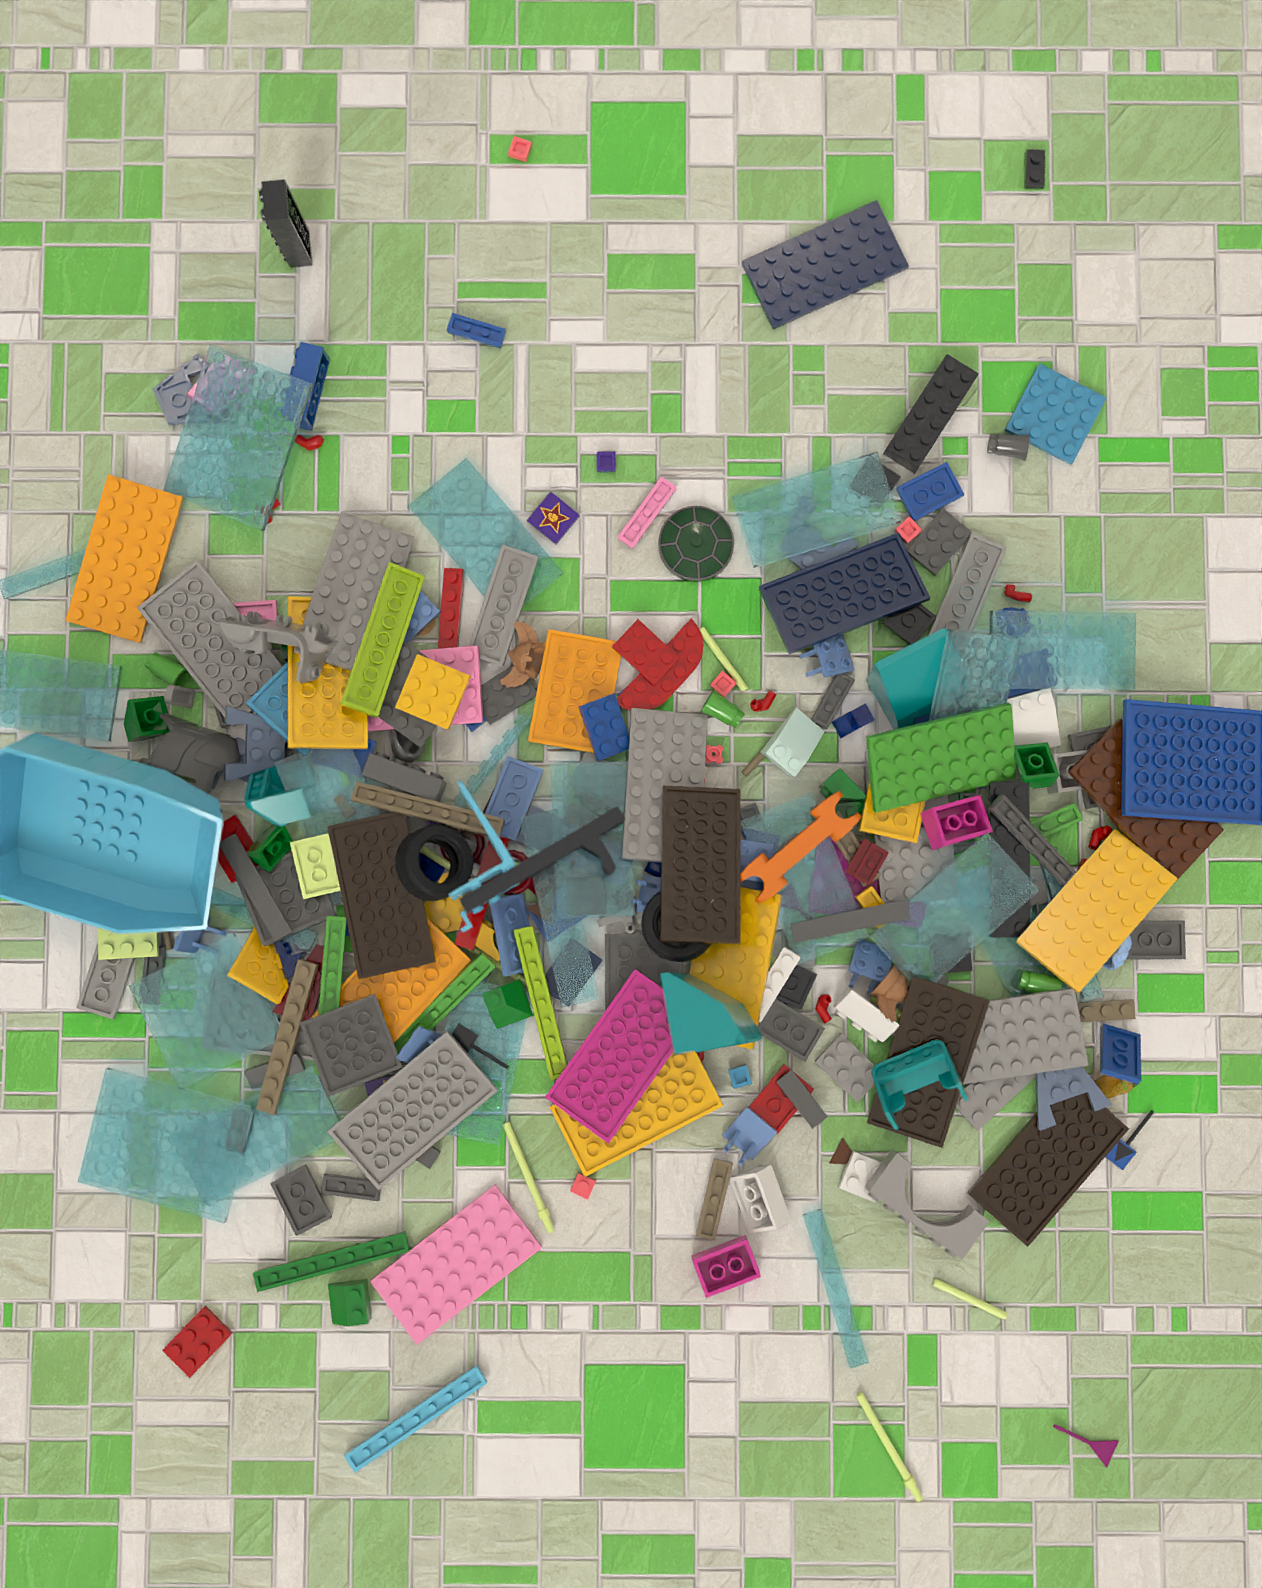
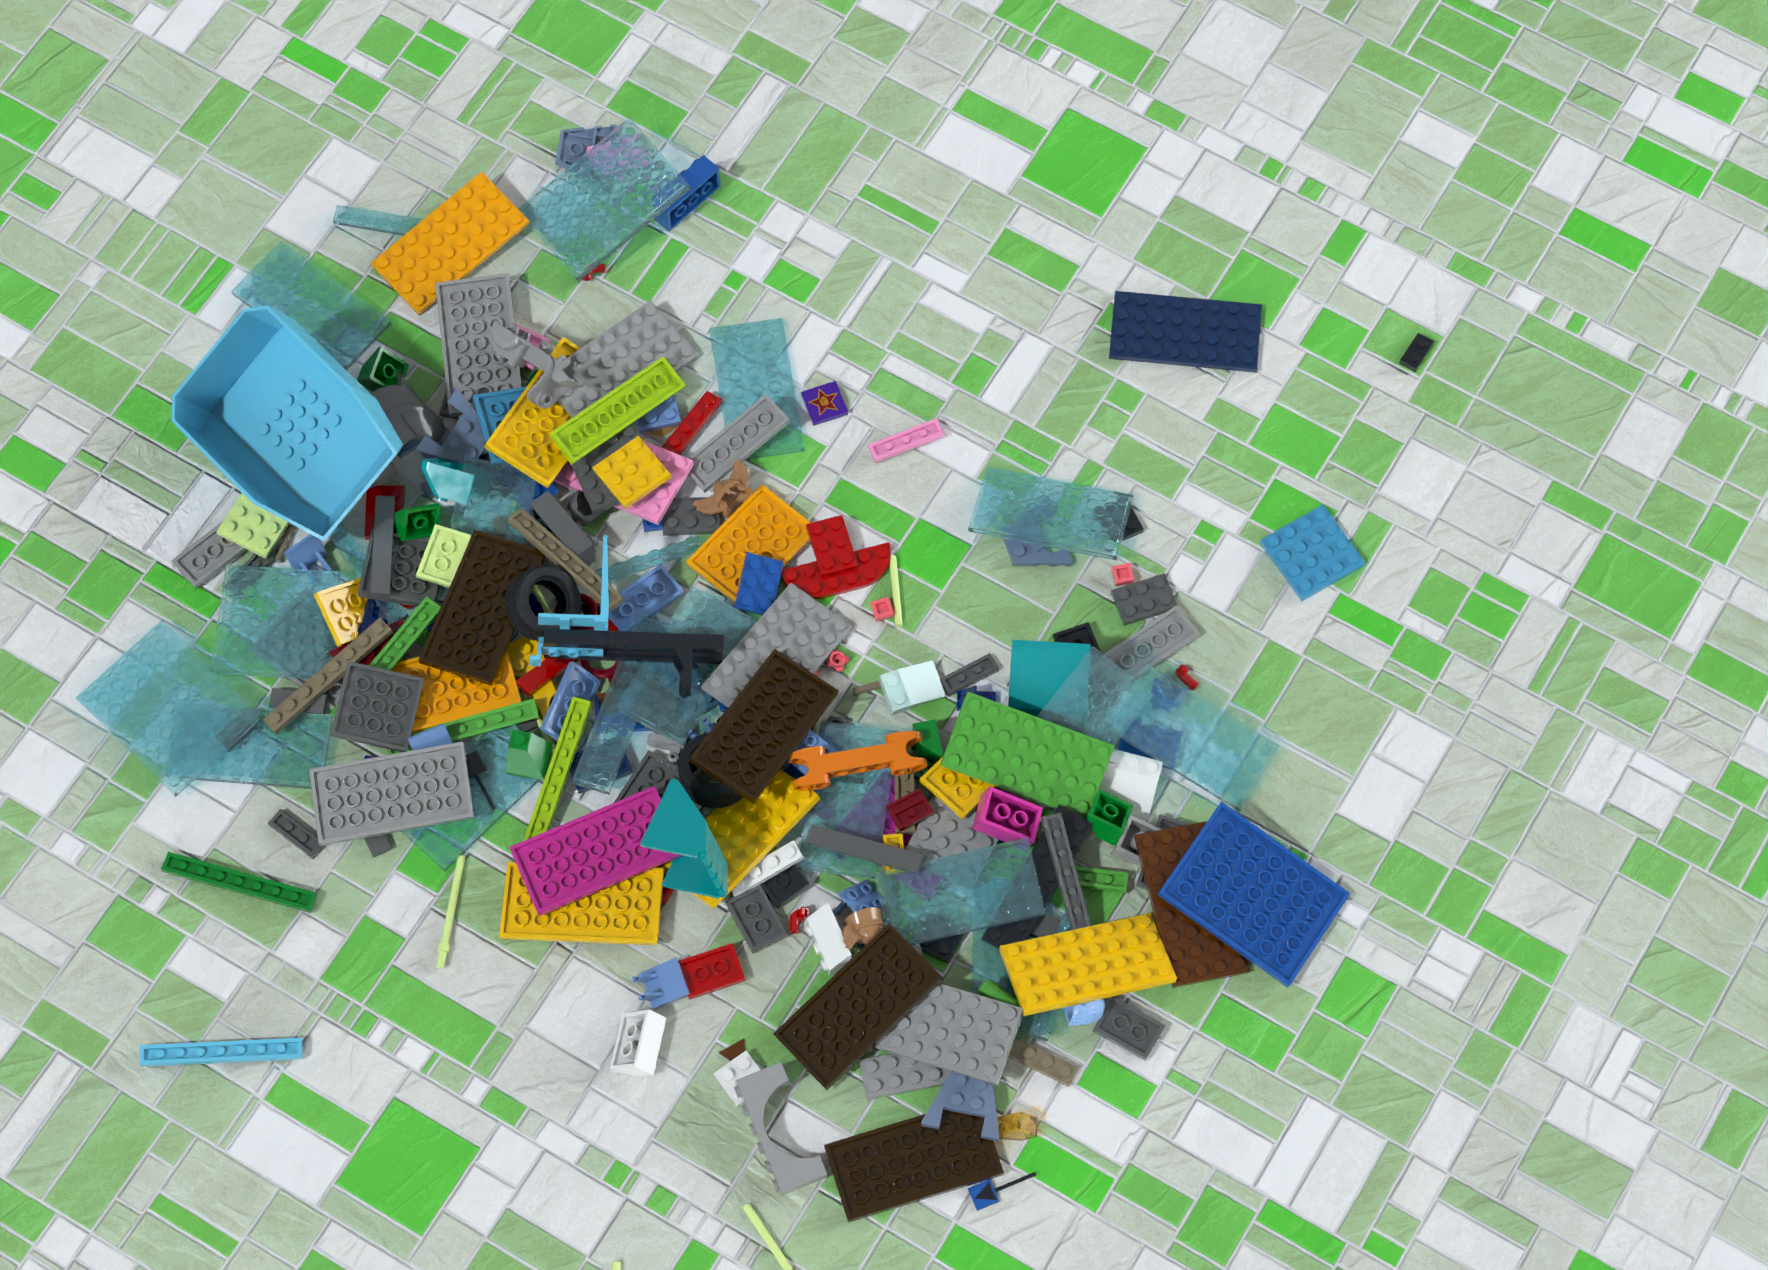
camera: 30 degrees right, 20 degrees down
(167, 670) = (426, 345): bright green plant -> none
(179, 696) = (423, 368): light grey piece -> none
(197, 1341) = (82, 883): red plate -> none
(285, 223) = (750, 61): black brick -> none
(301, 1200) = (248, 818): dark grey plate -> none
(311, 443) = (661, 239): red arm -> none
(350, 1303) = (232, 924): green slope -> none
(456, 1264) = (341, 947): bright pink plate -> none
(476, 330) = (855, 227): blue plate -> none
(520, 149) = (983, 111): coral plate -> none
(583, 1186) = (492, 946): coral plate -> none
(606, 461) = (897, 383): dark purple plate -> none
(696, 543) = (932, 488): dark green dish -> none
(714, 1199) = (598, 1021): dark tan plate -> none
(722, 709) = (867, 626): bright green plant -> none
(725, 1266) = (571, 1078): dark pink brick -> none
(740, 1076) = (687, 932): dark azure plate -> none
(763, 704) = (907, 645): red arm -> none
(801, 1099) = (728, 977): dark grey tile -> none
(832, 656) = (990, 636): medium blue plate -> none
(835, 1288) = (654, 1160): clear light blue plate -> none
(844, 593) = (1032, 590): dark blue plate -> none
(847, 1067) = (787, 981): light grey plate -> none
(913, 1071) = (835, 1005): teal windscreen -> none
(930, 413) = (1200, 492): black brick -> none
(930, 491) = (1161, 554): blue plate -> none
(1009, 445) = (1254, 554): dark grey plant -> none
(1098, 835) = (1133, 911): red arm -> none
(1120, 1053) = (1033, 1098): blue plate -> none

